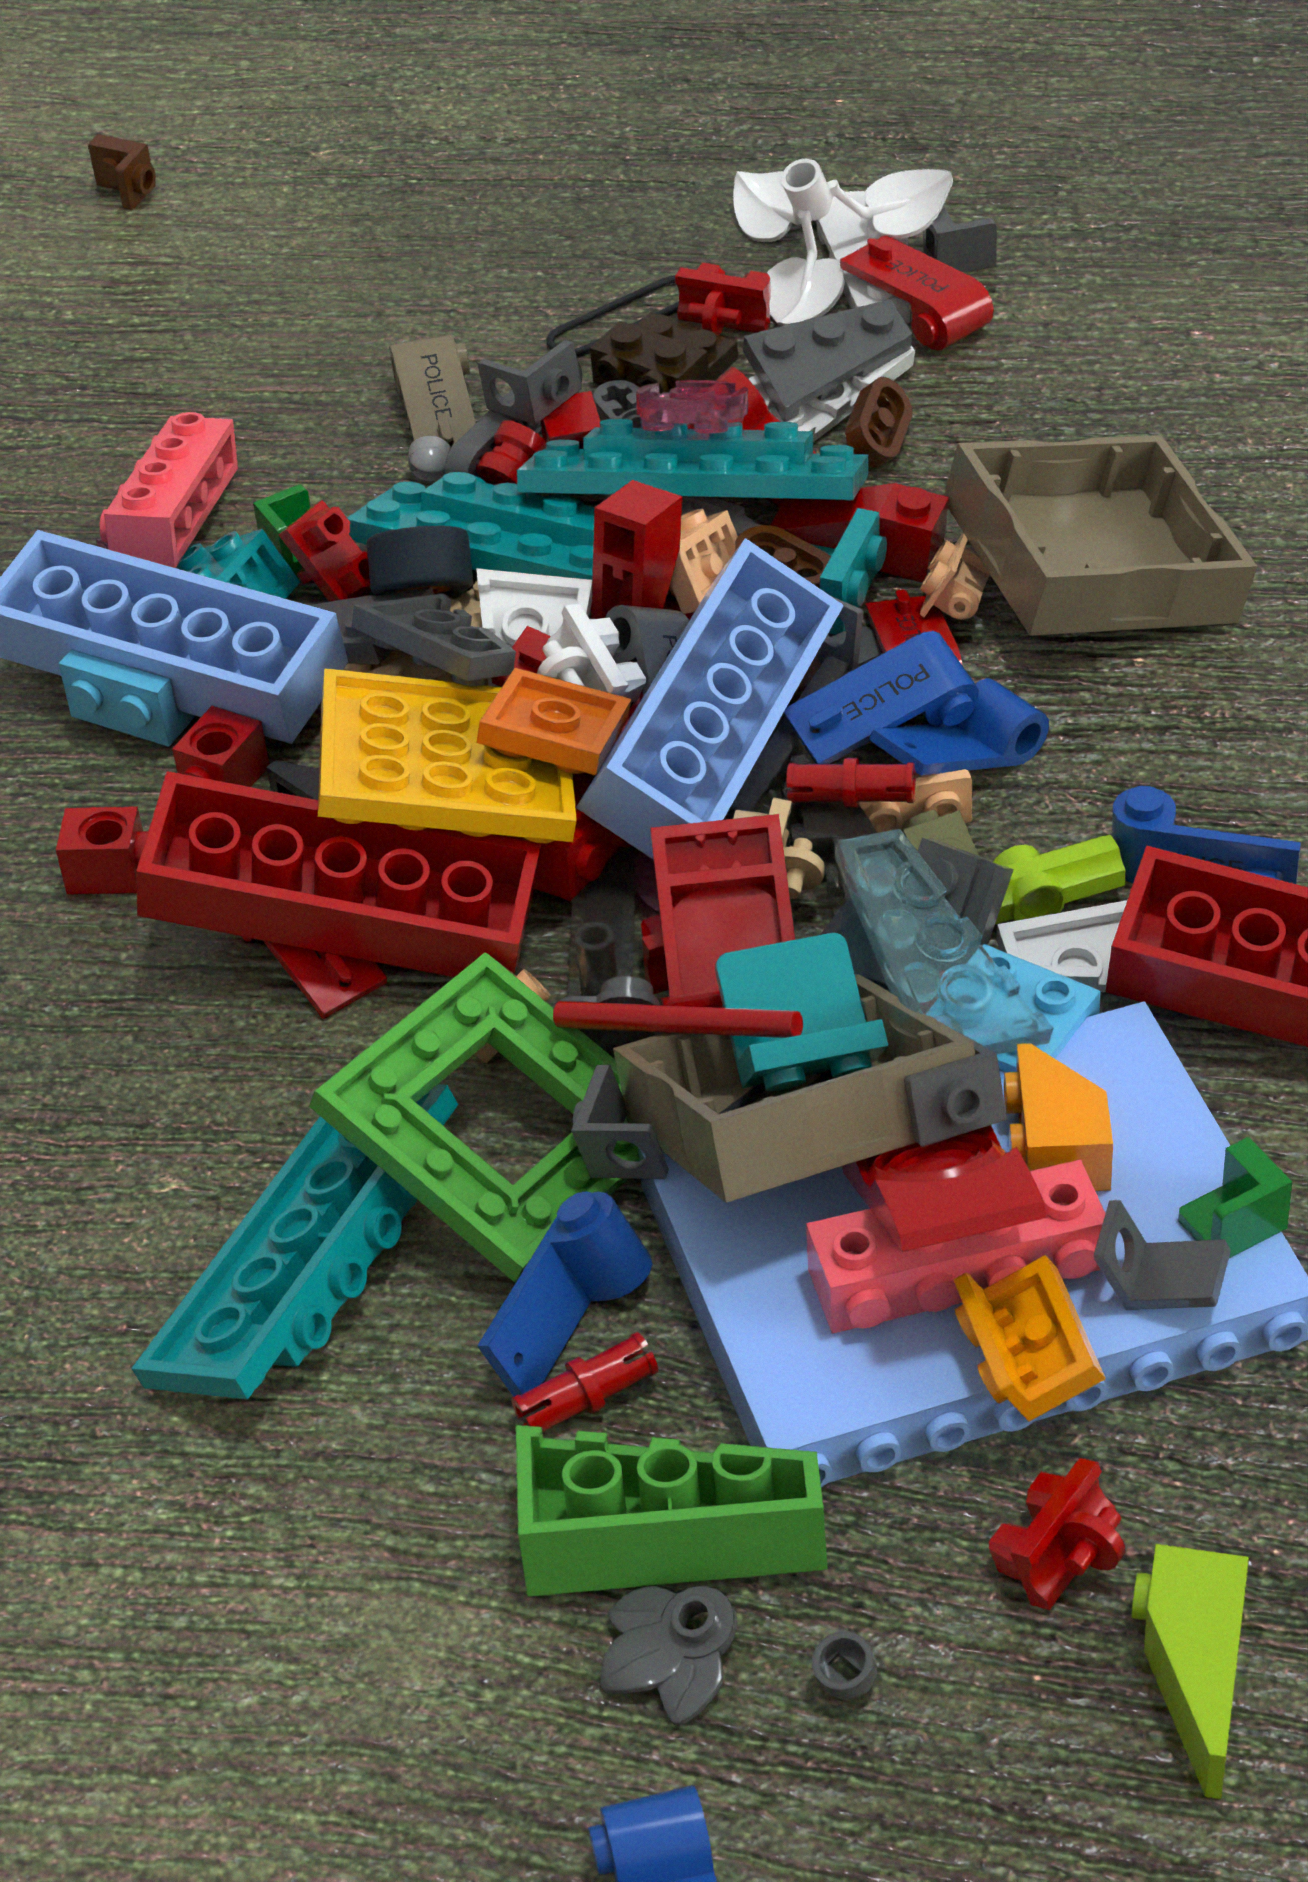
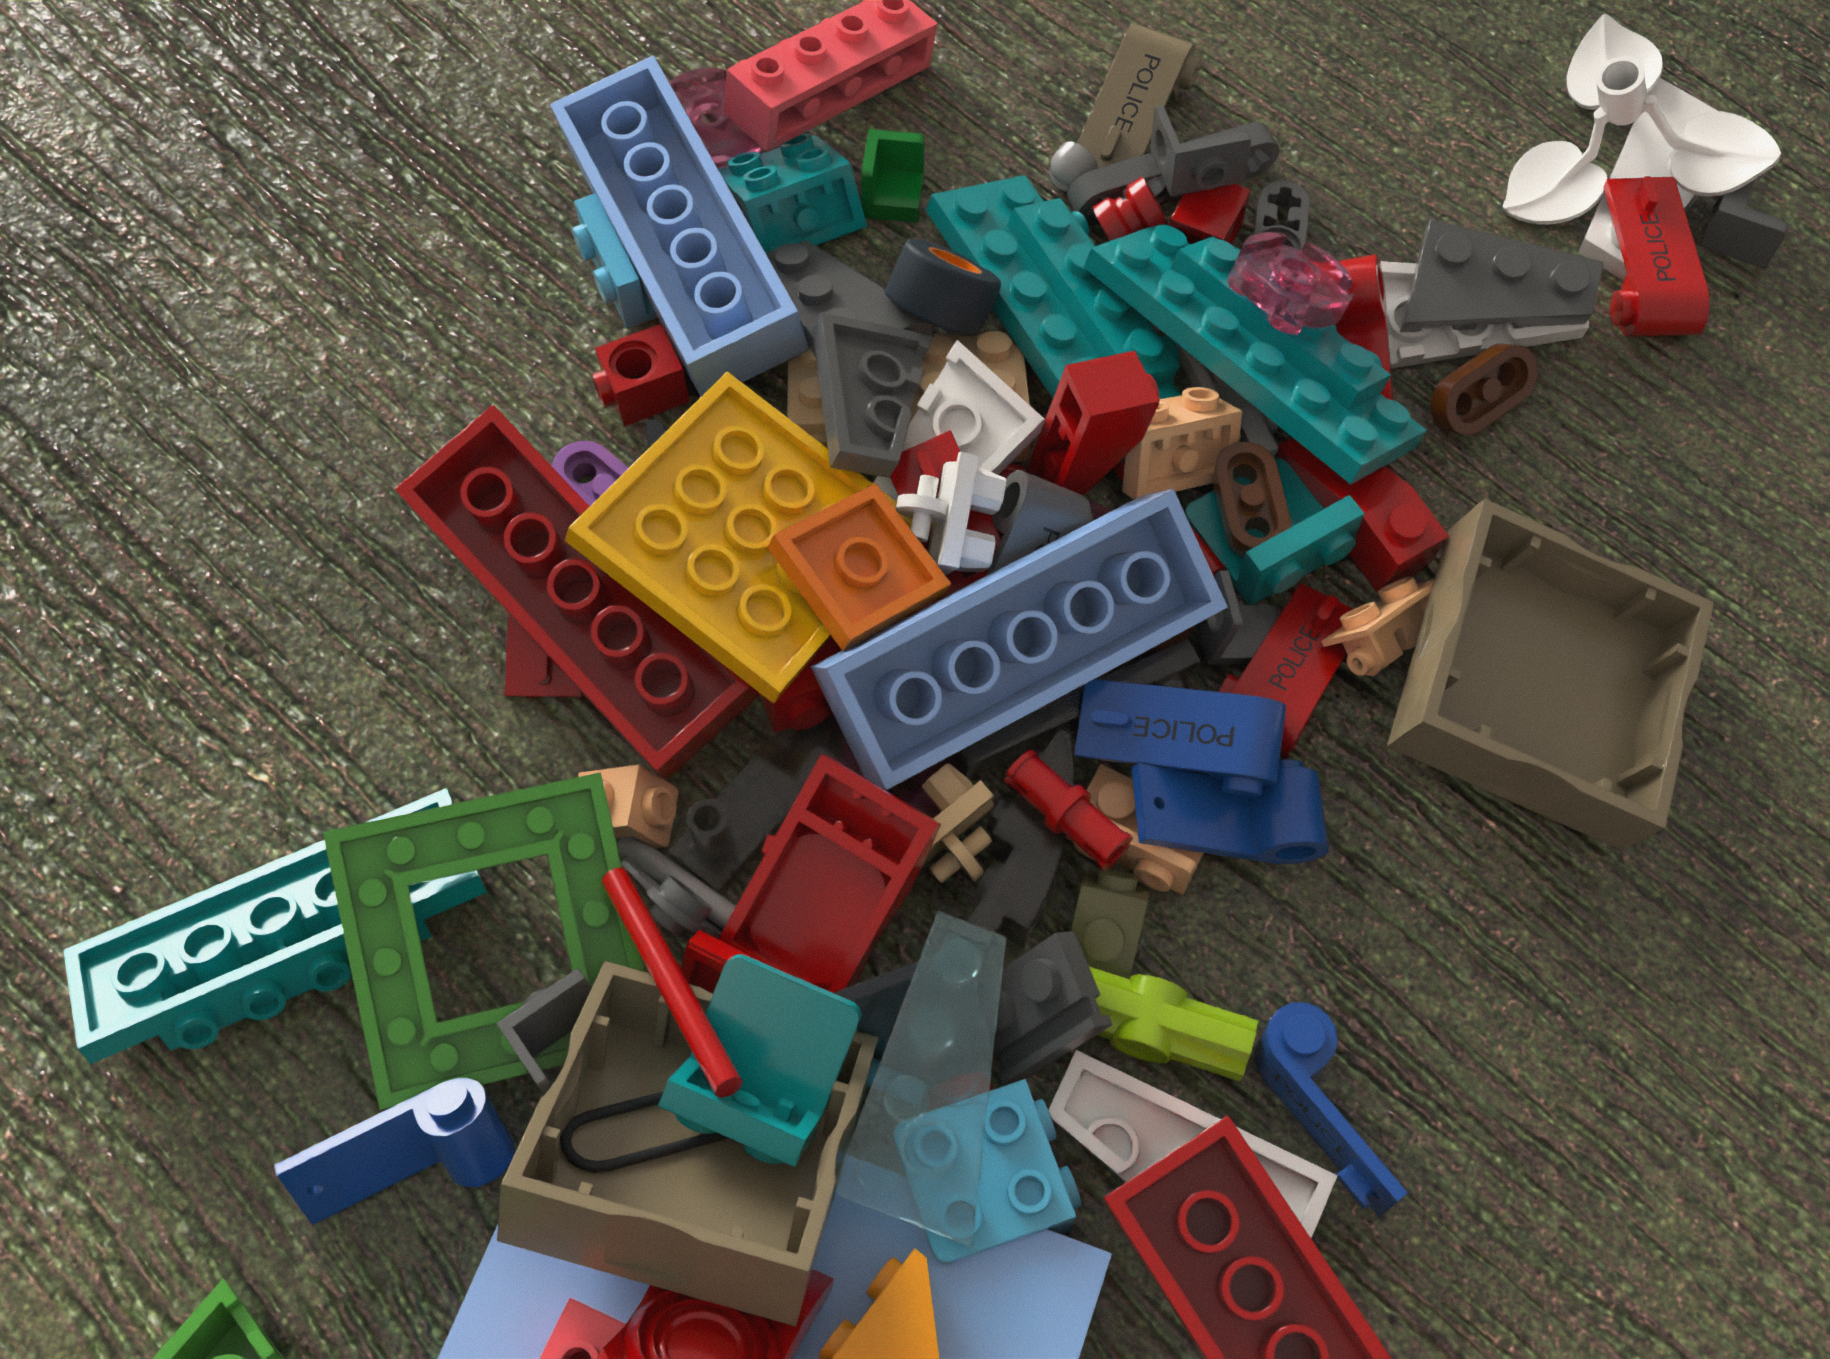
camera: 35 degrees right, 20 degrees up
(100, 849) = (471, 387): red brick -> none
(328, 553) = (888, 218): red hips -> none
(586, 1384) = (350, 1252): red pin -> none
(608, 307) = (1377, 126): black piece -> none
(660, 353) = (1362, 184): dark brown plate -> none
(724, 300) = (1467, 157): red hips -> none
(956, 1097) = (769, 1301): dark grey bracket -> none

